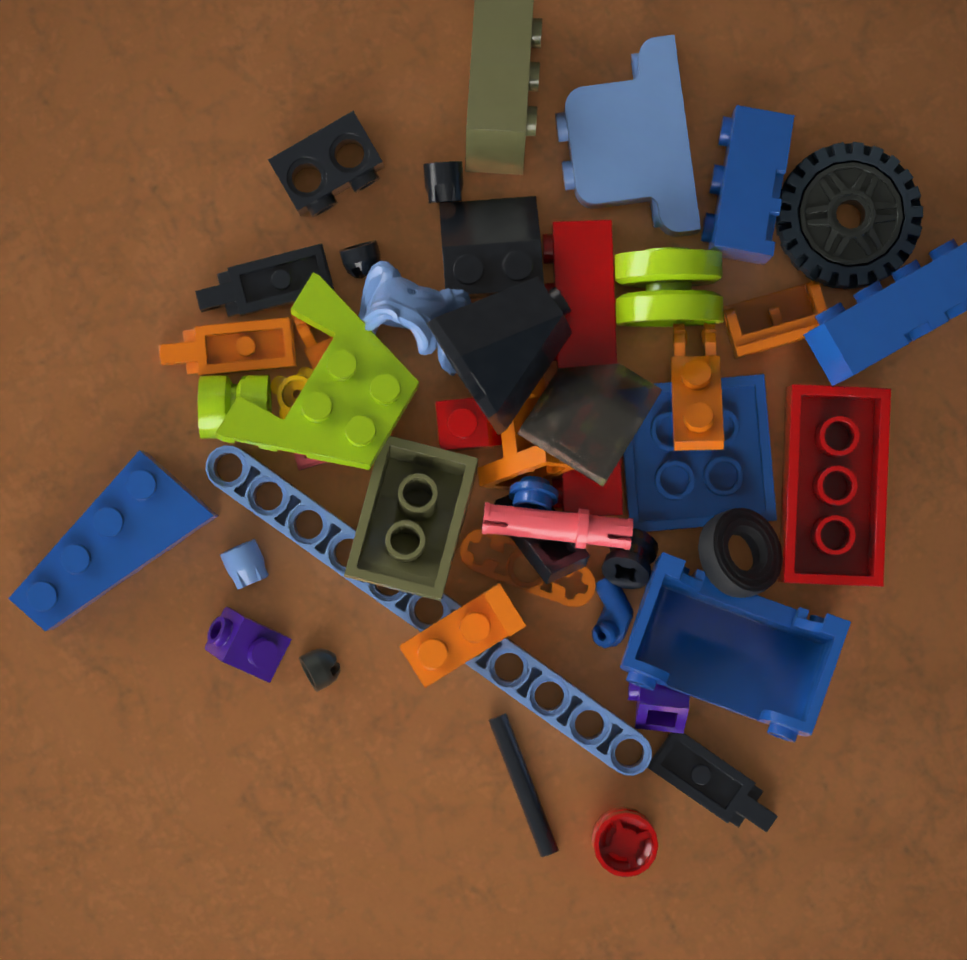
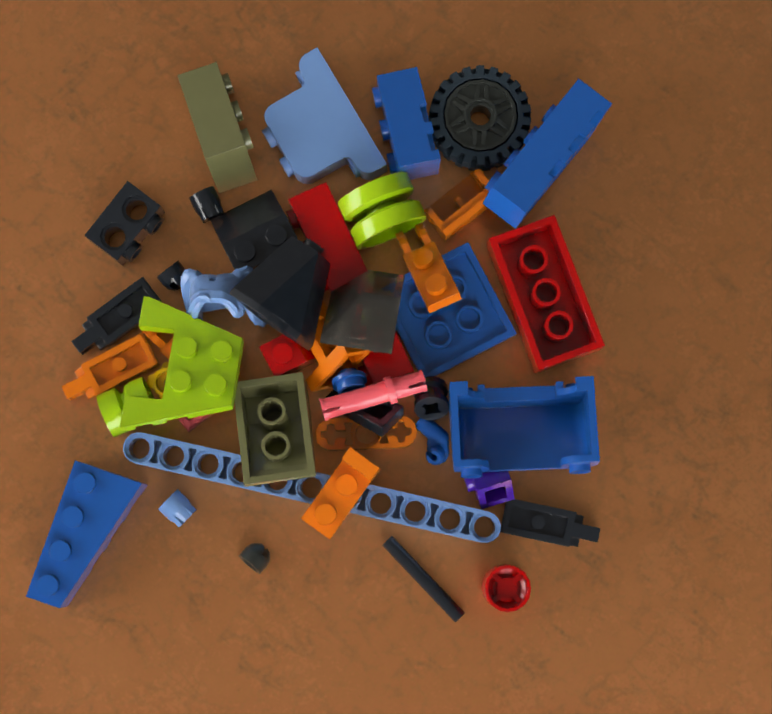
camera: 25 degrees left, 5 degrees down
(246, 644) = (200, 561): dark purple bracket -> none
(763, 545) = (493, 377): black tyre -> none

